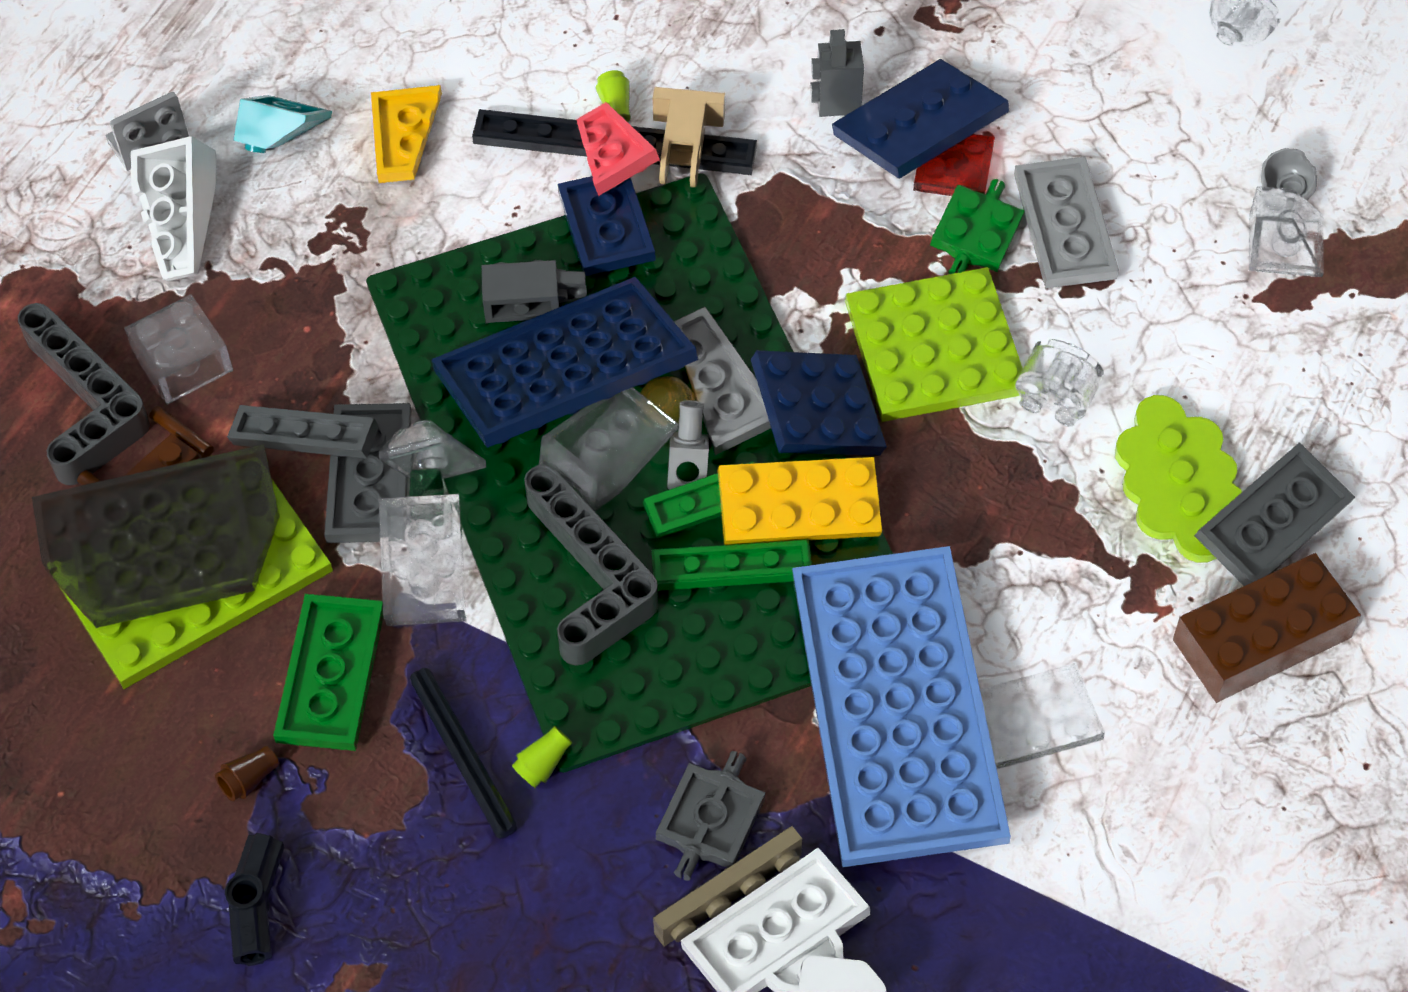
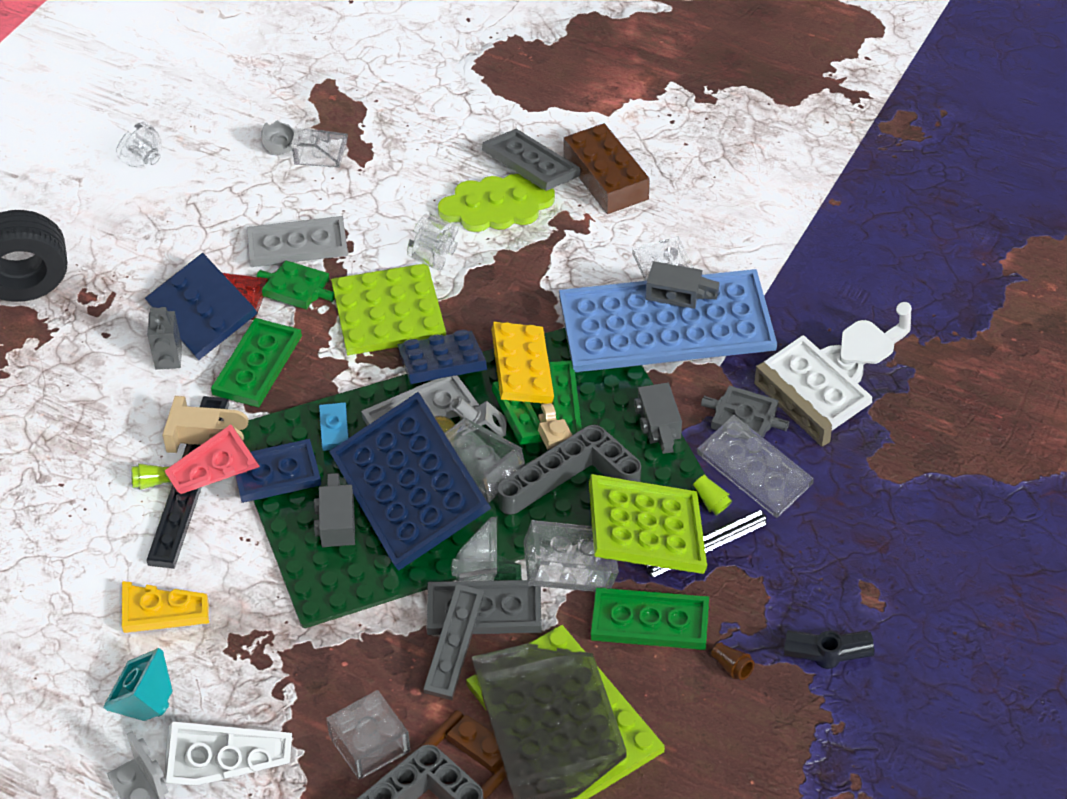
camera: 90 degrees left, 10 degrees down
(467, 653) = (646, 524): none -> lime plate
(598, 821) = (755, 466): none -> clear plate
(656, 541) = (550, 429): none -> tan plate
(689, 283) = (333, 425): none -> dark azure plate
(689, 684) = (659, 415): none -> dark grey hinge
(819, 193) = (256, 362): none -> green plate
(949, 704) = (679, 285): none -> dark grey hinge

